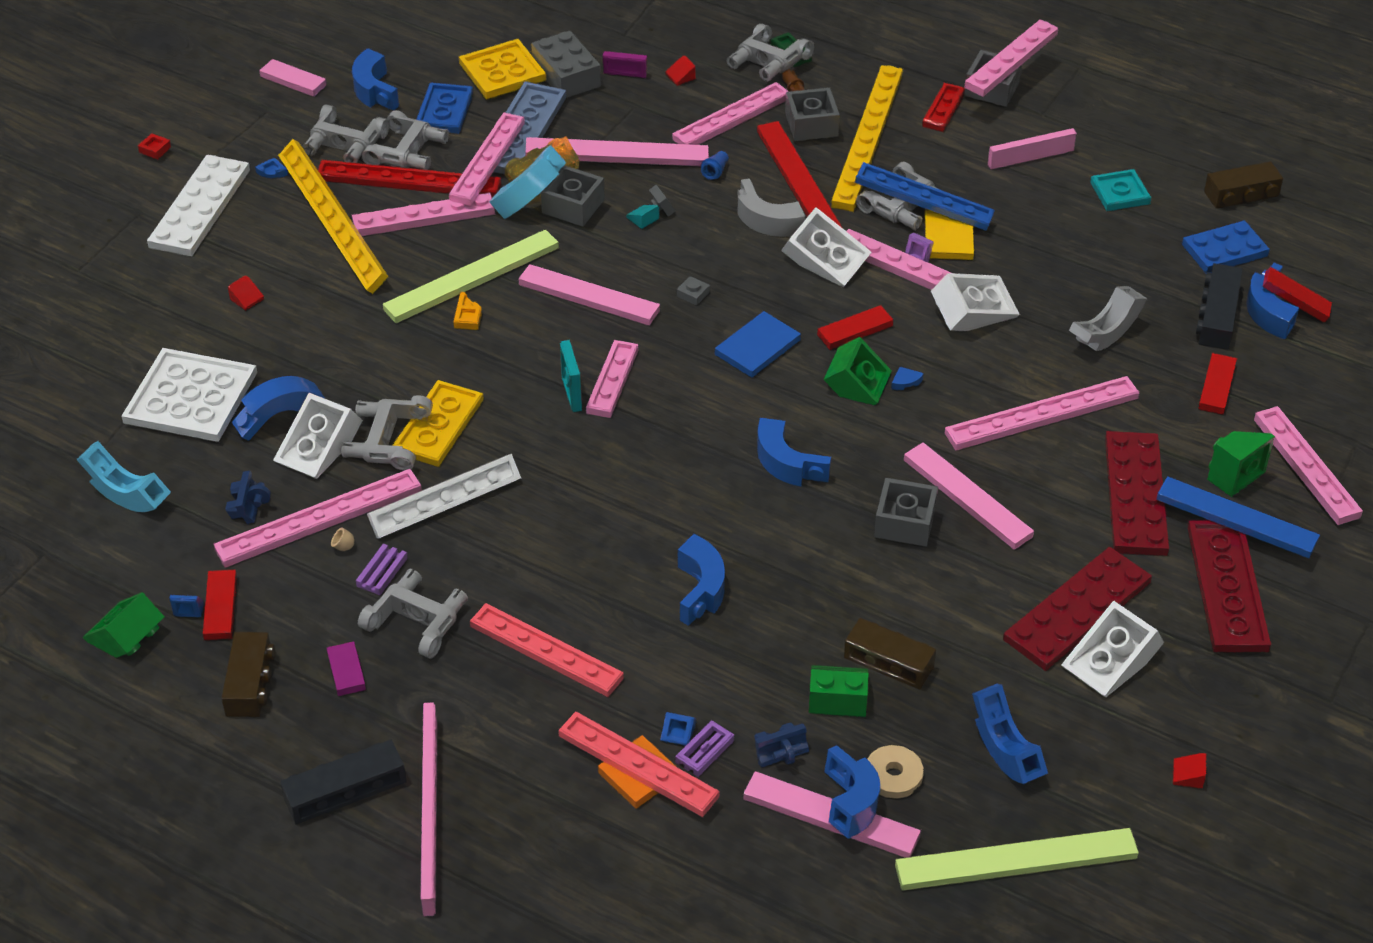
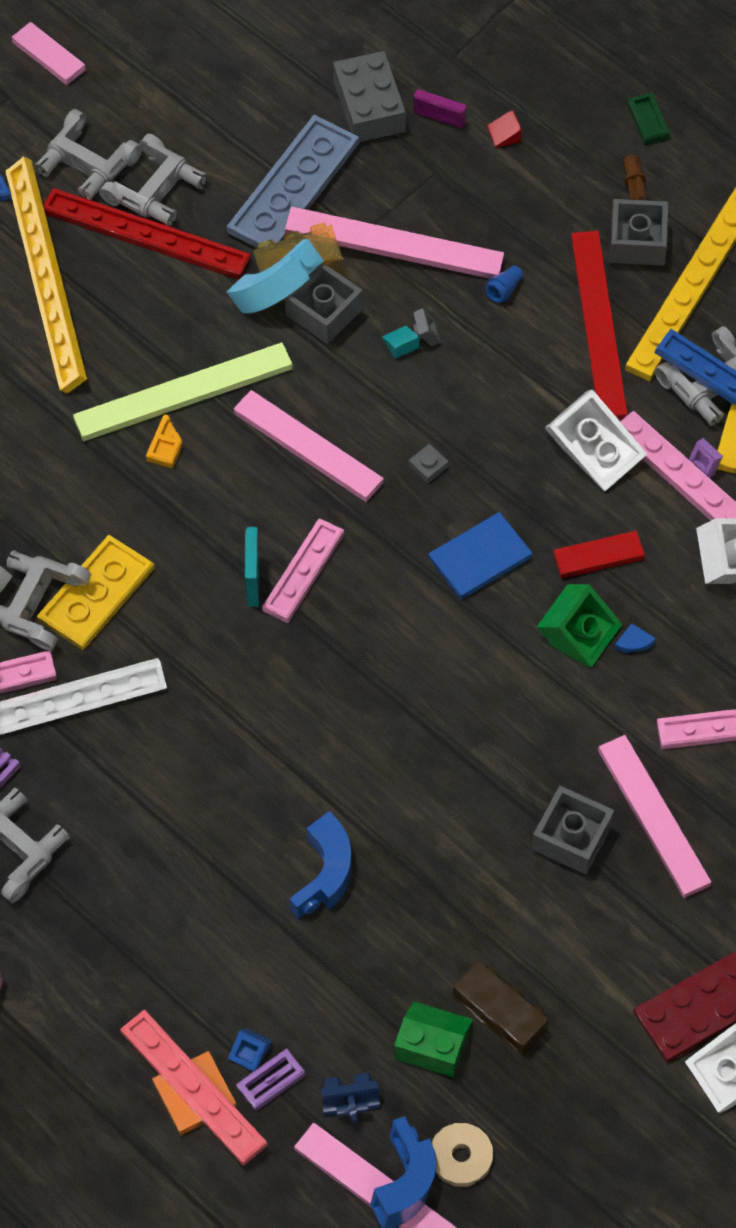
camera: 15 degrees right, 15 degrees up
(366, 74) = (131, 65): blue arch -> none
(421, 215) = (149, 291): bright pink plate -> none
(446, 106) = (213, 132): blue tile -> none
(486, 159) = (239, 227): bright pink tile -> none
(502, 68) = (294, 86): yellow plate -> none
(547, 650) = (138, 918): coral tile -> none
(731, 115) = (547, 209): bright pink tile -> none
(765, 217) = (547, 380): light grey arch -> none
(778, 59) = (623, 139): light grey connector -> none
(784, 461) = (458, 729): blue arch -> none
(1006, 745) = (589, 1146): blue arch -> none

